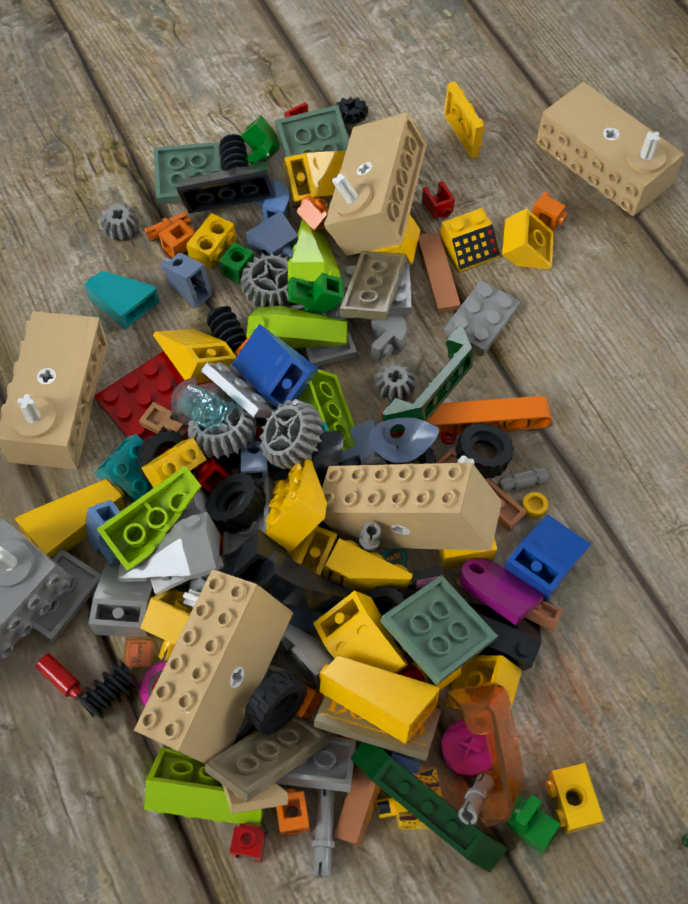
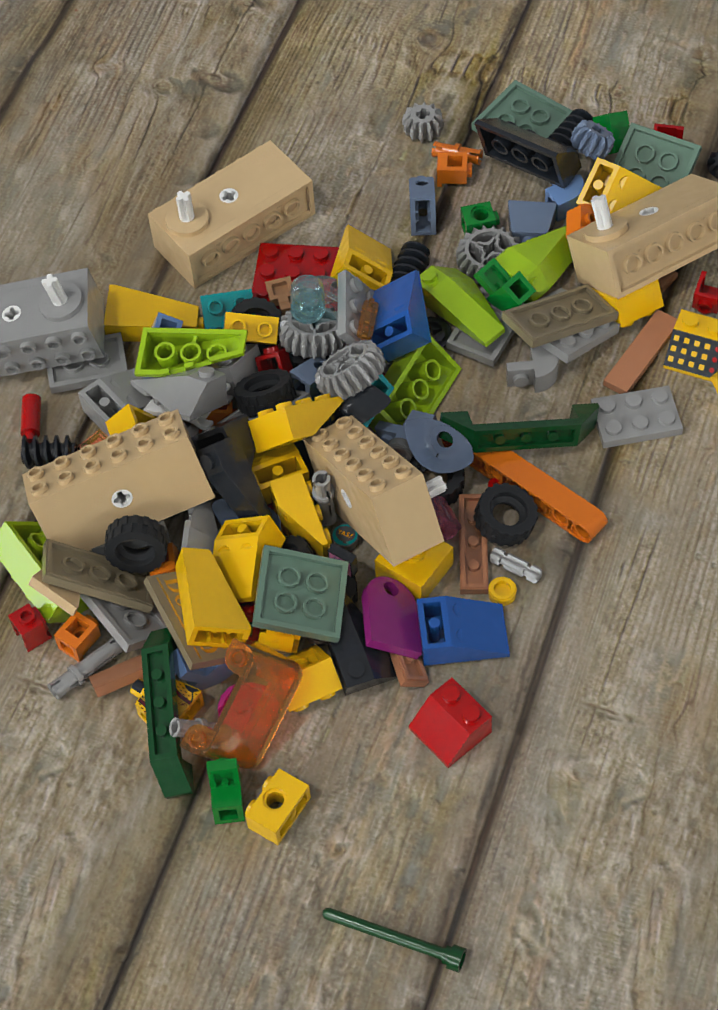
camera: 50 degrees right, 5 degrees down
(121, 297) = (360, 183): teal slope -> none
(211, 240) = (478, 187): yellow brick -> none
(260, 387) = (367, 319): none -> clear orange axle
(268, 147) = (592, 139): none -> sand blue gear
(394, 382) = (497, 406): light grey gear -> none
(612, 626) = (451, 722): none -> red slope

